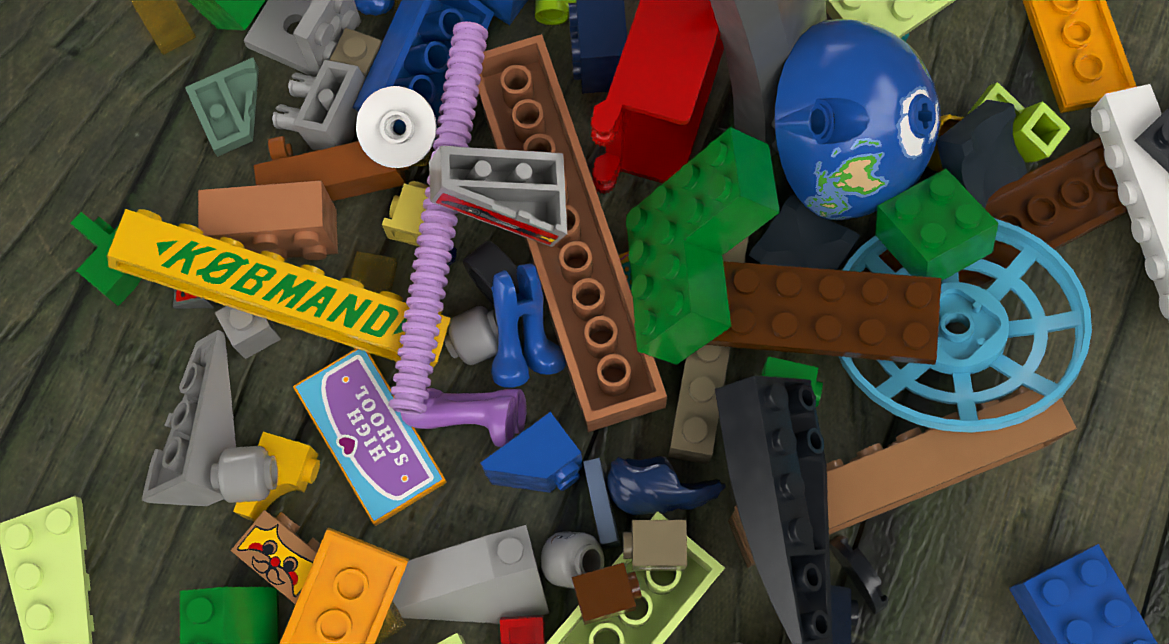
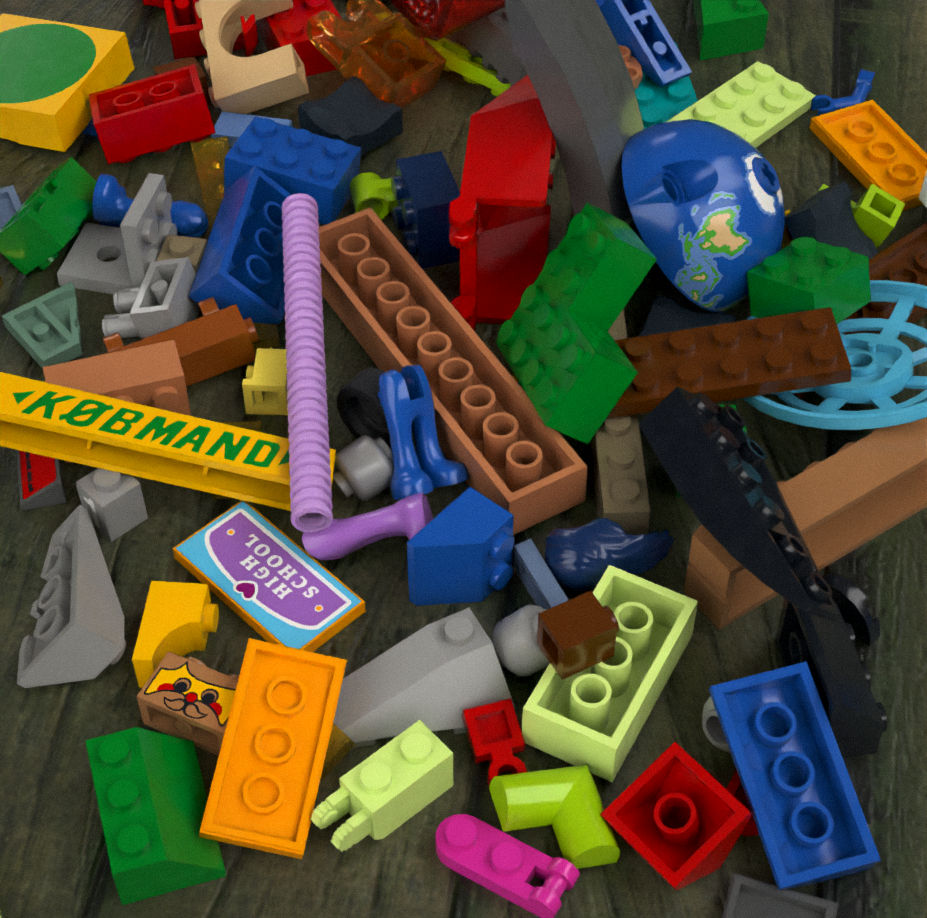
camera: 15 degrees left, 25 degrees down
(245, 474) = (141, 611): light grey head -> none
(376, 128) = (237, 272): white dish -> none
(503, 189) = (369, 307): light grey wedge -> none
(656, 545) = (622, 579): dark tan brick -> none

